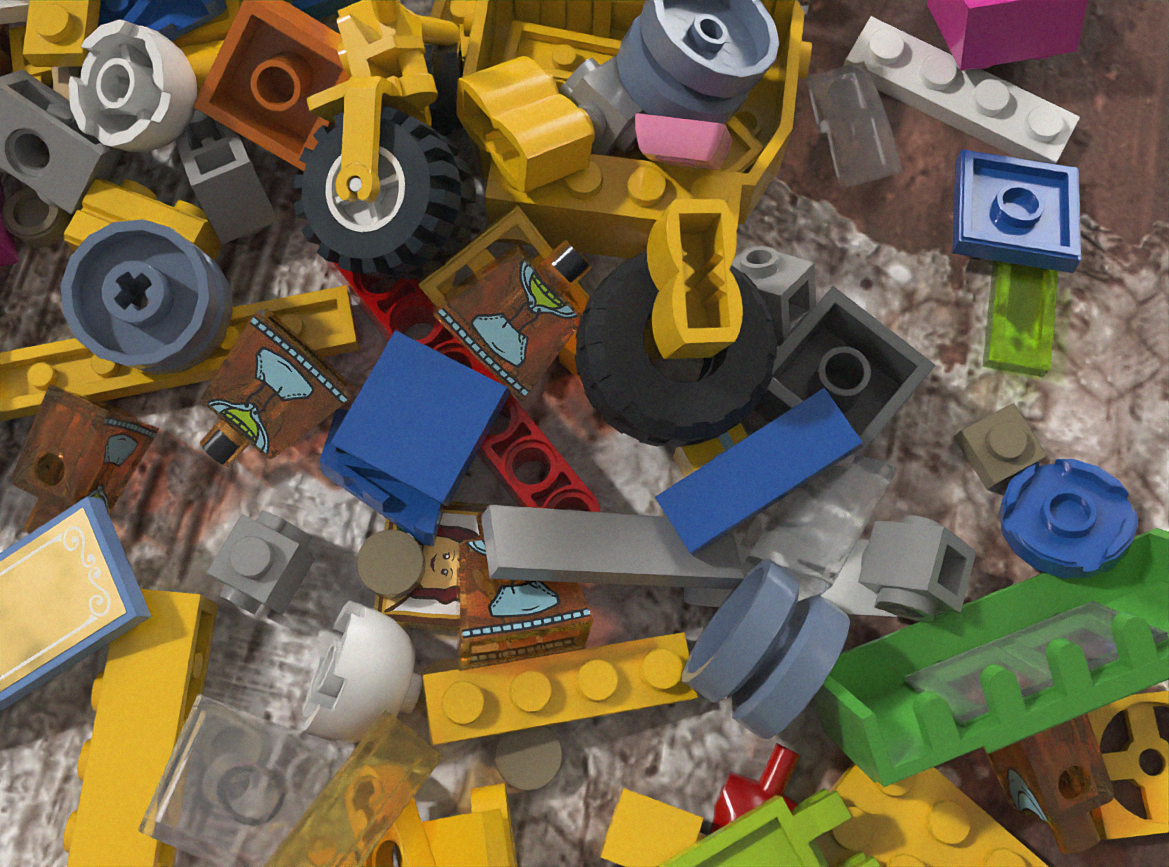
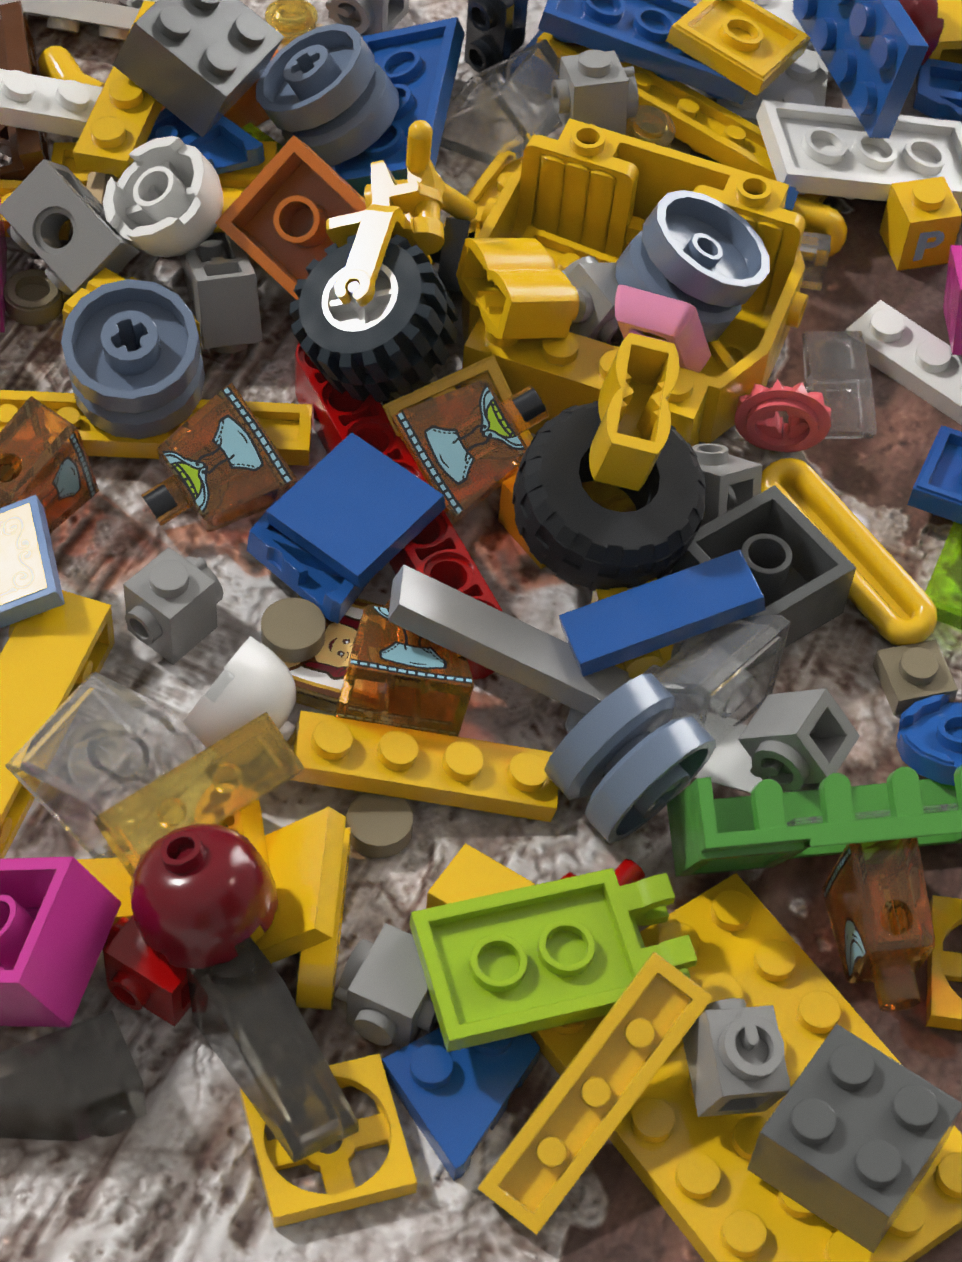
camera: 10 degrees right, 20 degrees down
(814, 186) = (764, 428): none -> coral gear
(963, 366) = (880, 584): none -> yellow piece

